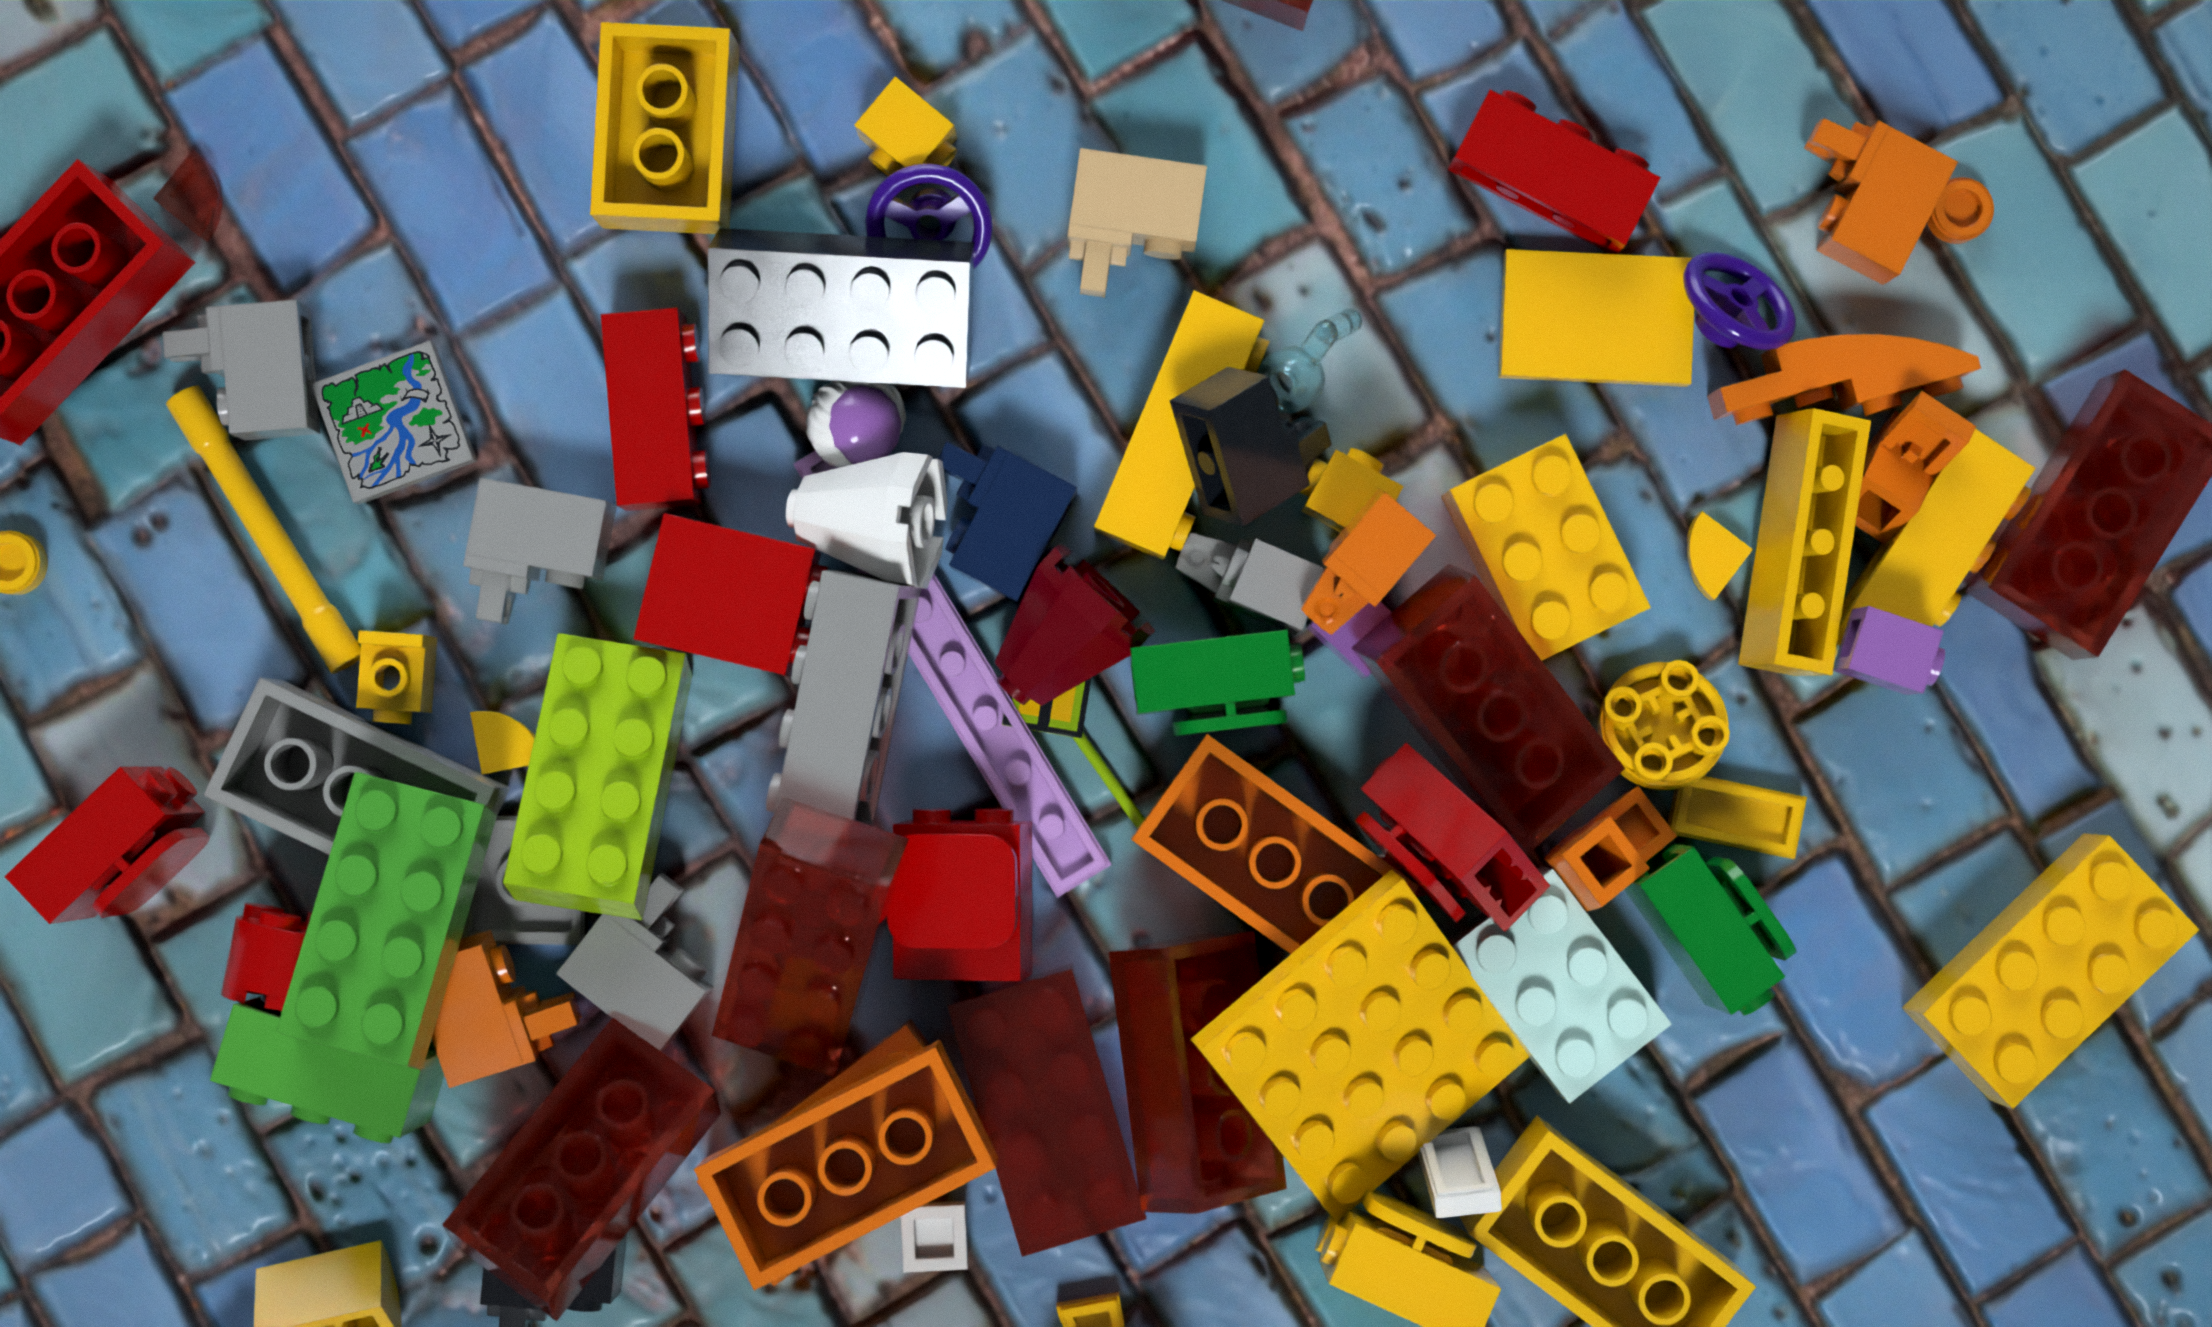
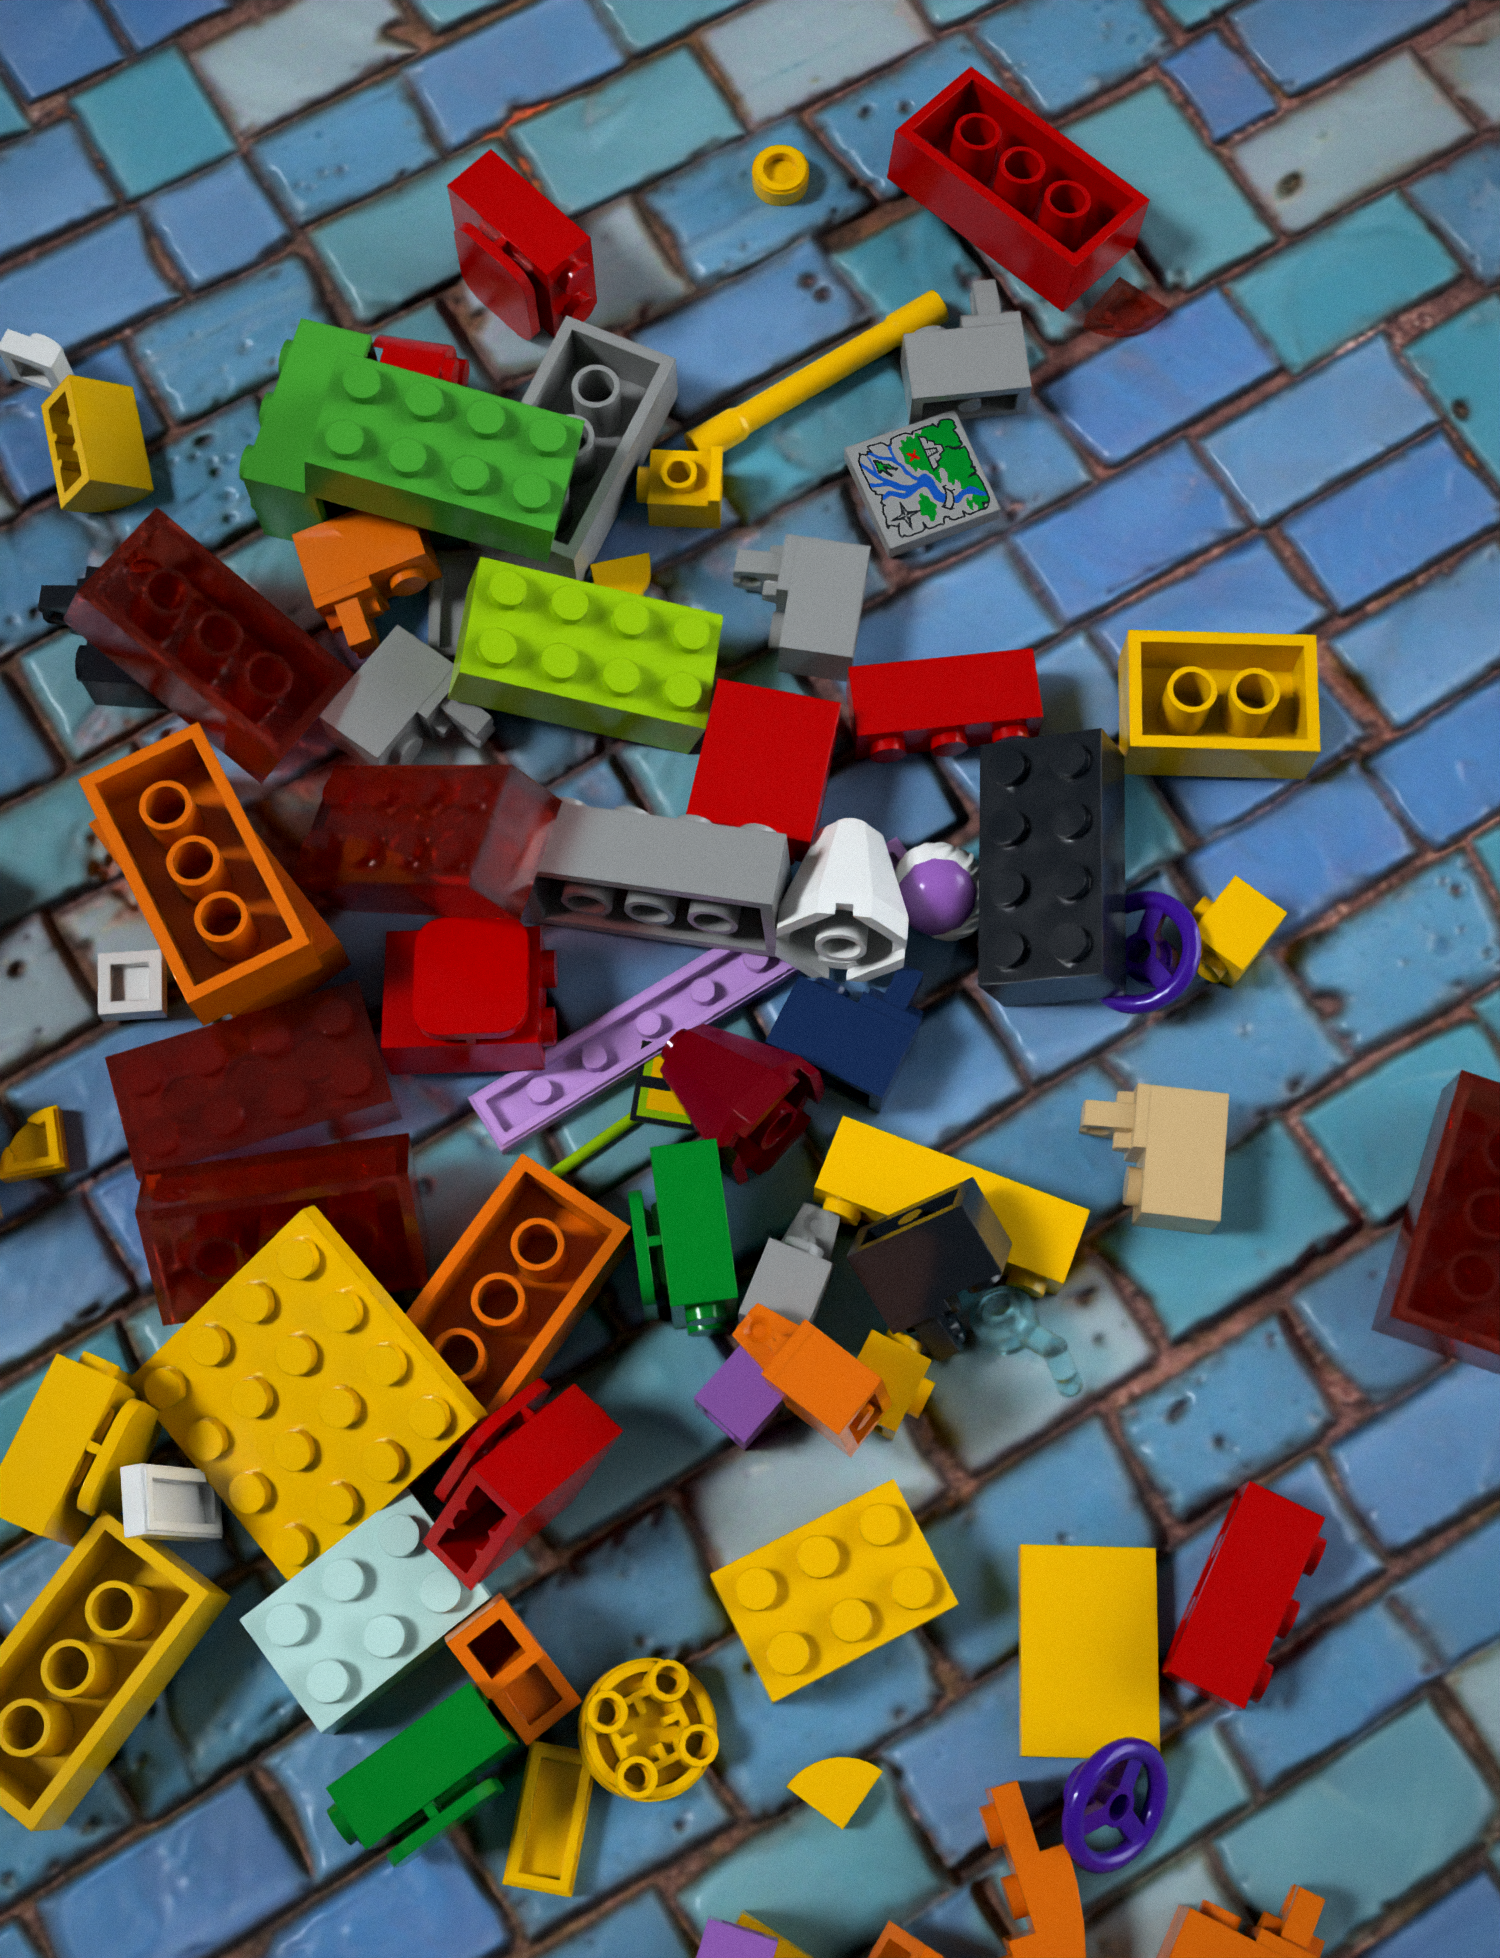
camera: 90 degrees right, 15 degrees down
(1488, 706) = (659, 1522): clear red brick -> none
(1804, 543) = (851, 1884): yellow brick -> none

